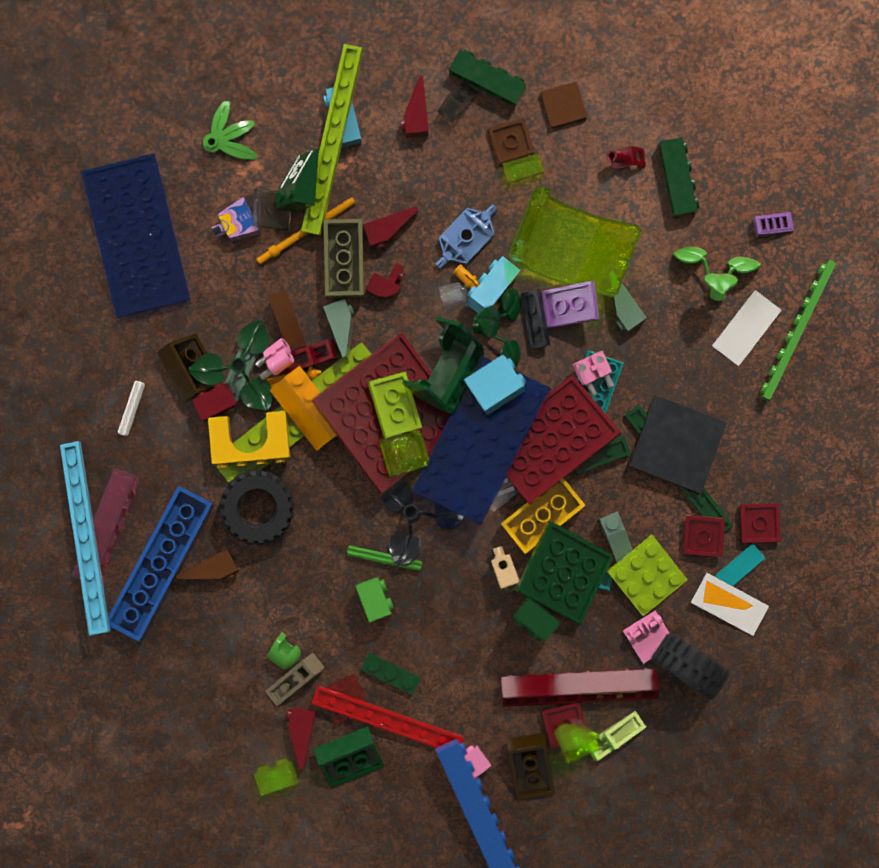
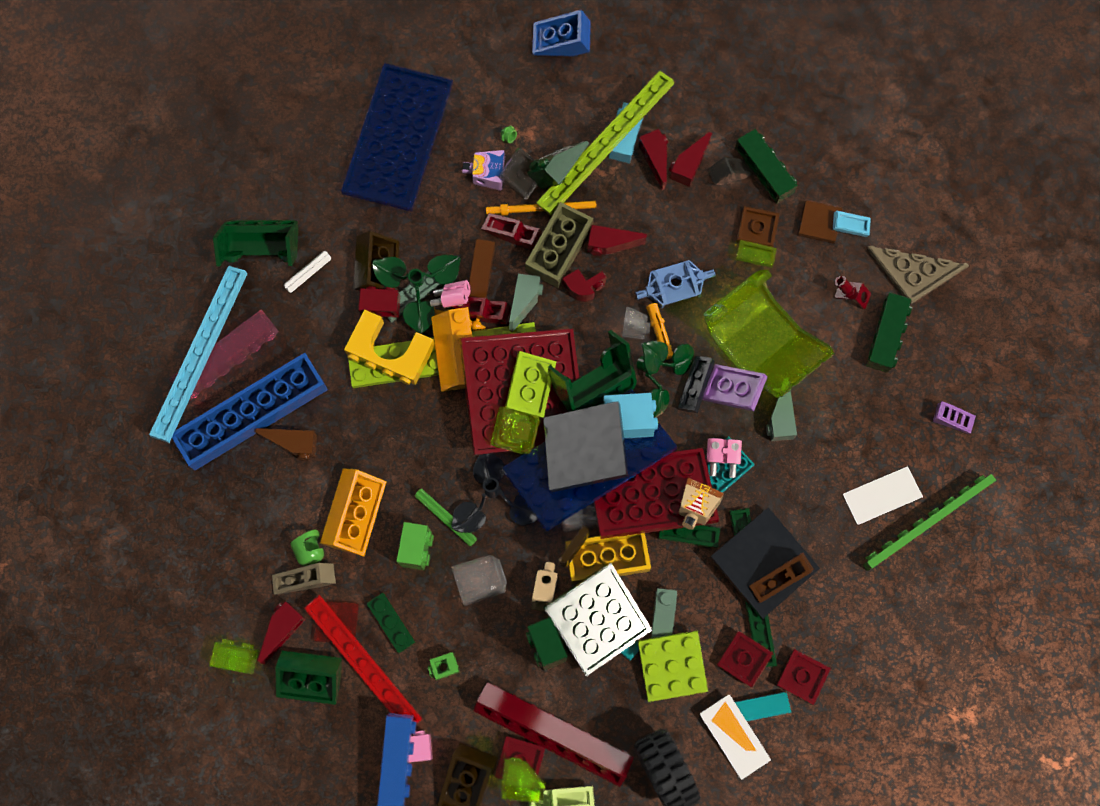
camera: 25 degrees right, 10 degrees down
(67, 402) = (256, 238): none -> dark green windscreen
(223, 136) = (515, 97): bright green plant -> none
(230, 52) = (562, 35): none -> blue slope
(236, 177) = (508, 134): none -> bright green plate
(256, 533) = (334, 408): black tyre -> none
(294, 268) = (512, 231): none -> dark red slope
(302, 598) = (353, 512): none -> light orange slope
(380, 120) = (654, 149): none -> dark red slope
(444, 594) = (479, 579): none -> clear slope
(464, 682) = (448, 659): none -> bright green brick
(474, 434) = (585, 447): none -> tile
(492, 285) = (674, 333): medium azure brick -> none
(512, 528) = (574, 547): none -> dark brown tile
(593, 92) = (851, 223): none -> medium azure tile
(596, 429) = (698, 503): none -> torso
(646, 635) = (641, 721): bright pink hinge -> none
(672, 107) = (915, 273): none -> dark tan tile
(699, 450) = (781, 577): none -> reddish brown slope
(718, 282) = (879, 437): bright green plant -> none

